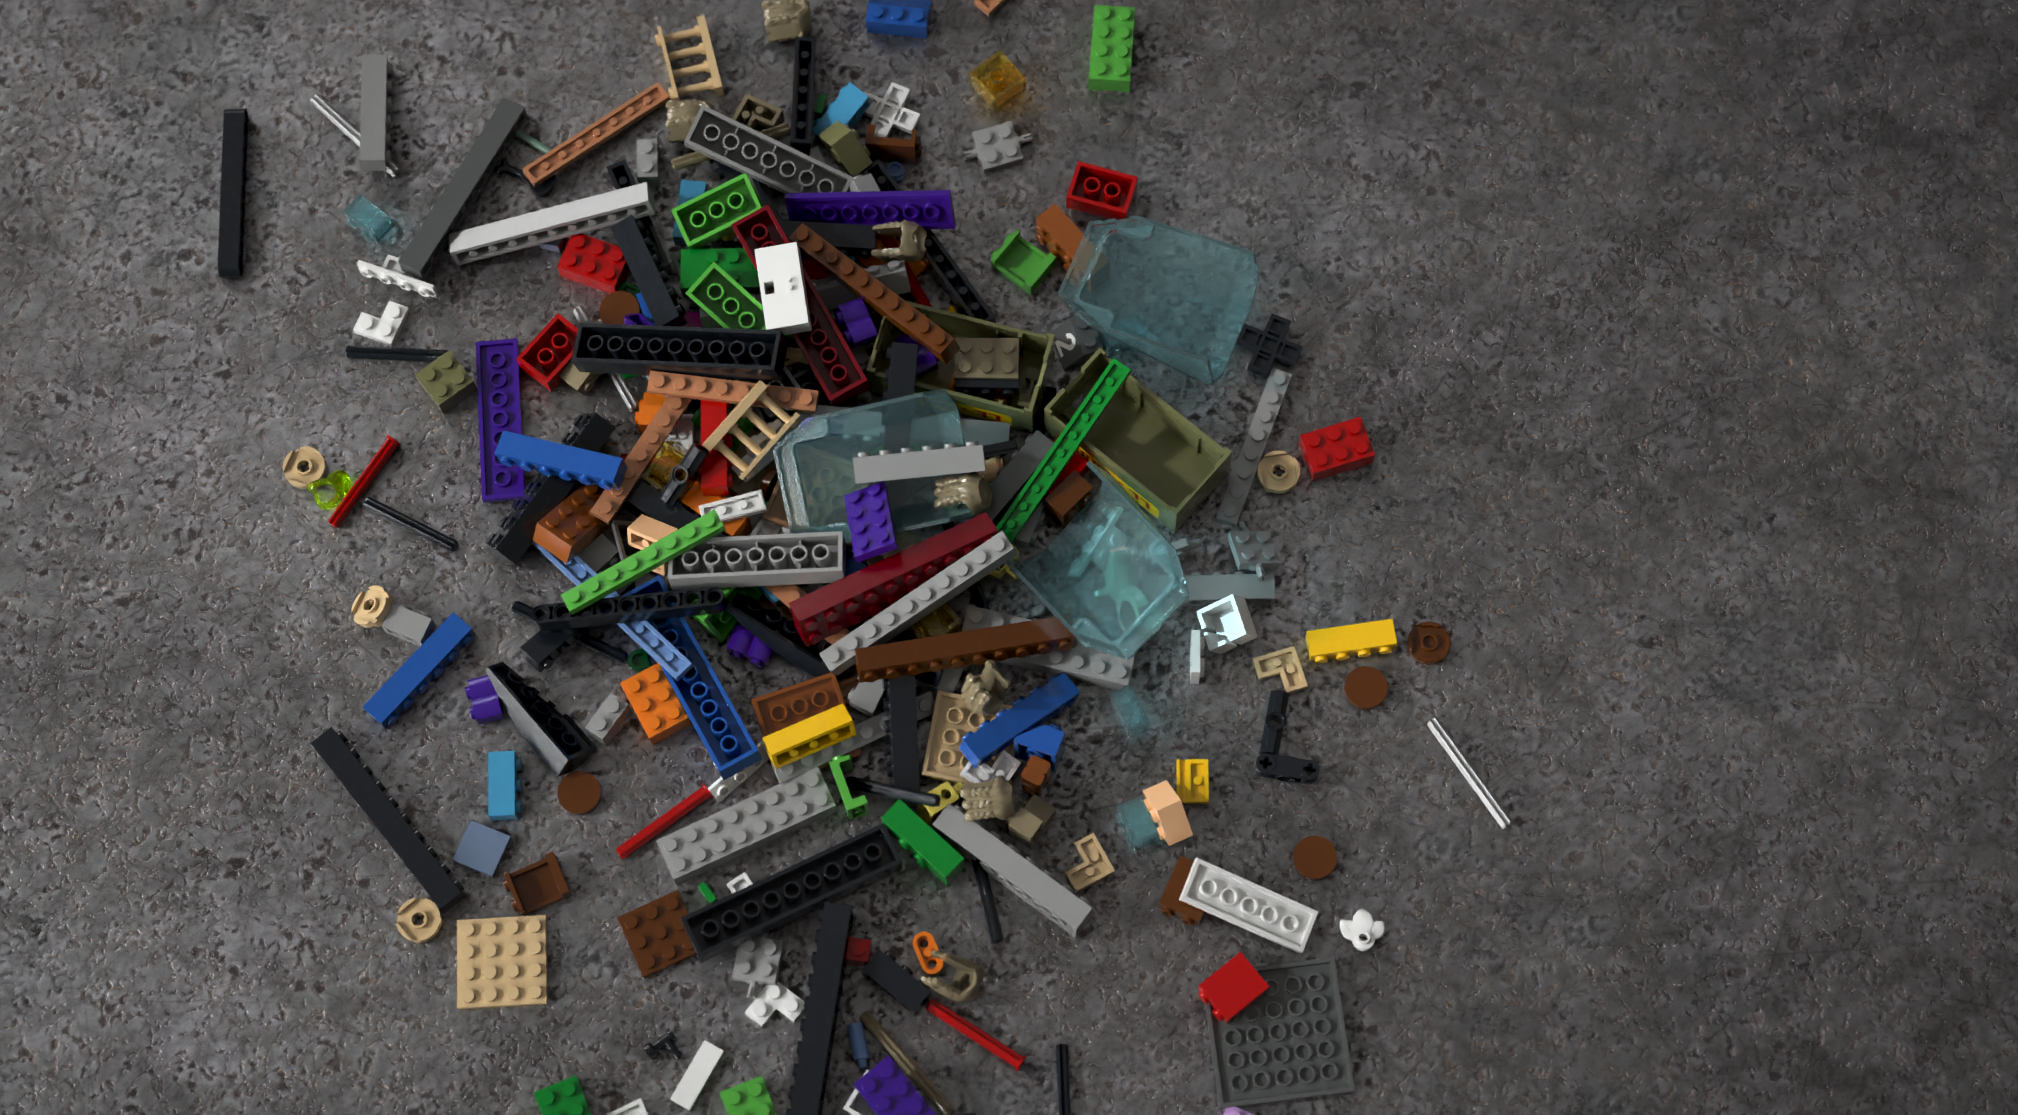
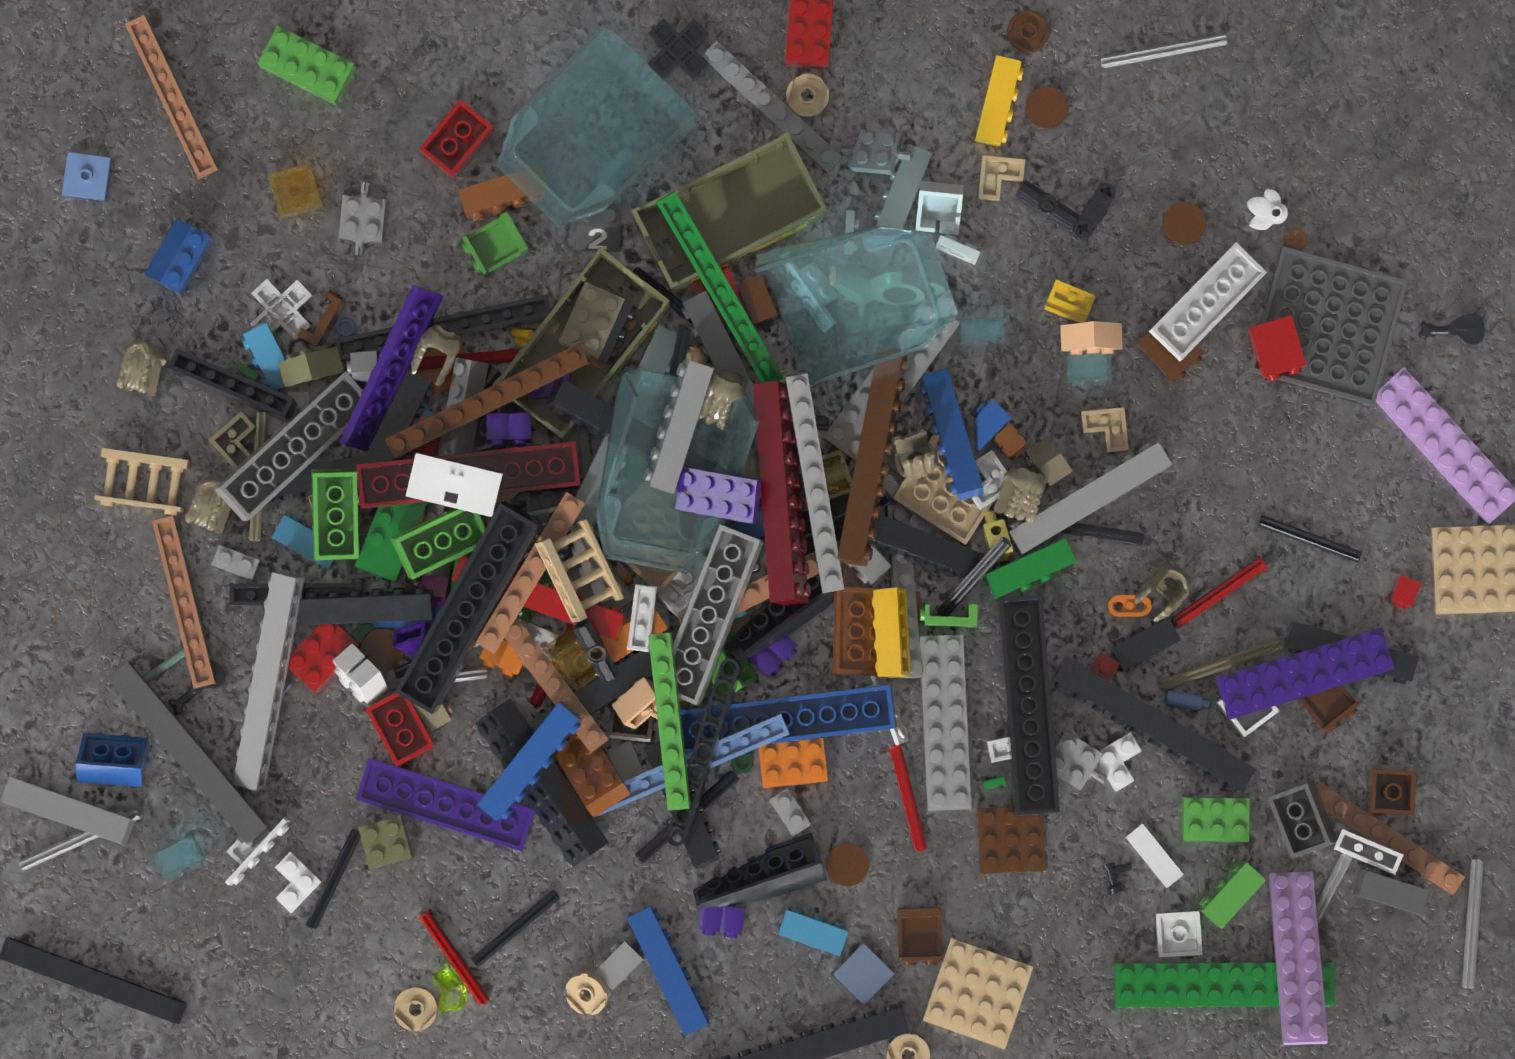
camera: 70 degrees left, 15 degrees up
(434, 131) = (112, 759): none -> blue slope
(586, 295) = (360, 676): none -> white piece
(1346, 969) = (1295, 240): none -> clear orange tile

